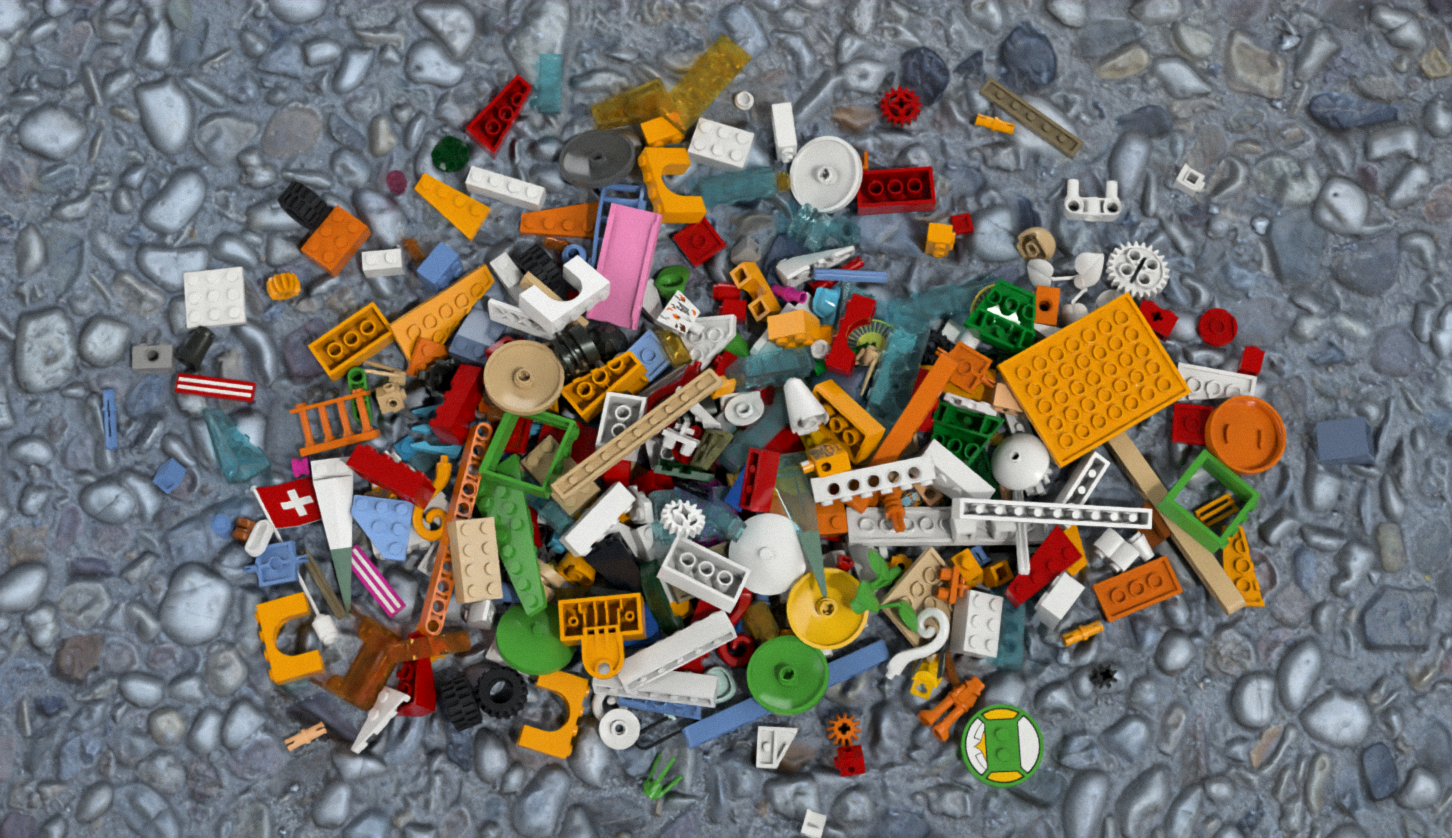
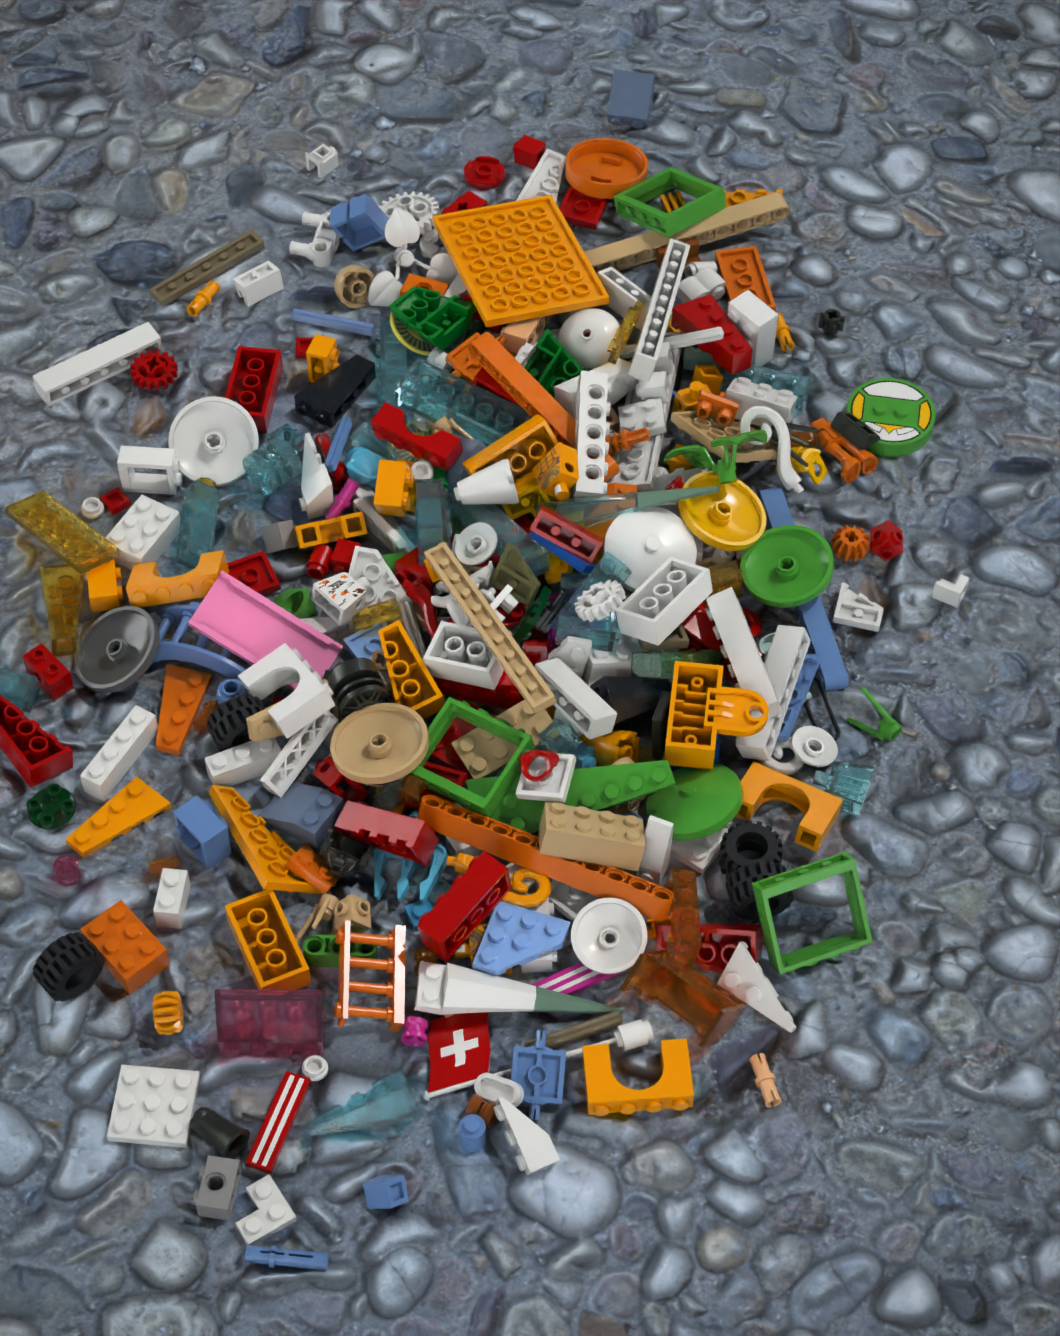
camera: 80 degrees left, 20 degrees down
(144, 401) = (272, 1212): none -> white plate
(220, 569) = (530, 1141): none -> white slope
(262, 402) = (315, 1068): none -> white plate
(281, 361) = (270, 1022): none -> clear pink slope
(389, 593) = (603, 919): none -> white dish
(456, 734) = (801, 877): none -> bright green window
(515, 512) = (552, 788): none -> white plate
(526, 511) = (525, 760): none -> red piece
(571, 114) = (50, 672): none -> red brick
(586, 760) = (847, 782): none -> clear light blue torso
(757, 116) = (115, 501): none -> red tile
(897, 60) = (96, 364): none -> white brick
(912, 260) = (336, 391): none -> black slope
(927, 523) = (644, 414): none -> white plate
(967, 714) = (854, 430): none -> pearl dark grey slope
(996, 238) = (333, 322): none -> medium blue axle
(1017, 487) = (624, 331): none -> clear yellow wing
(1022, 164) = (259, 283): none -> white hinge
(1106, 230) = (358, 222): none -> medium blue piece

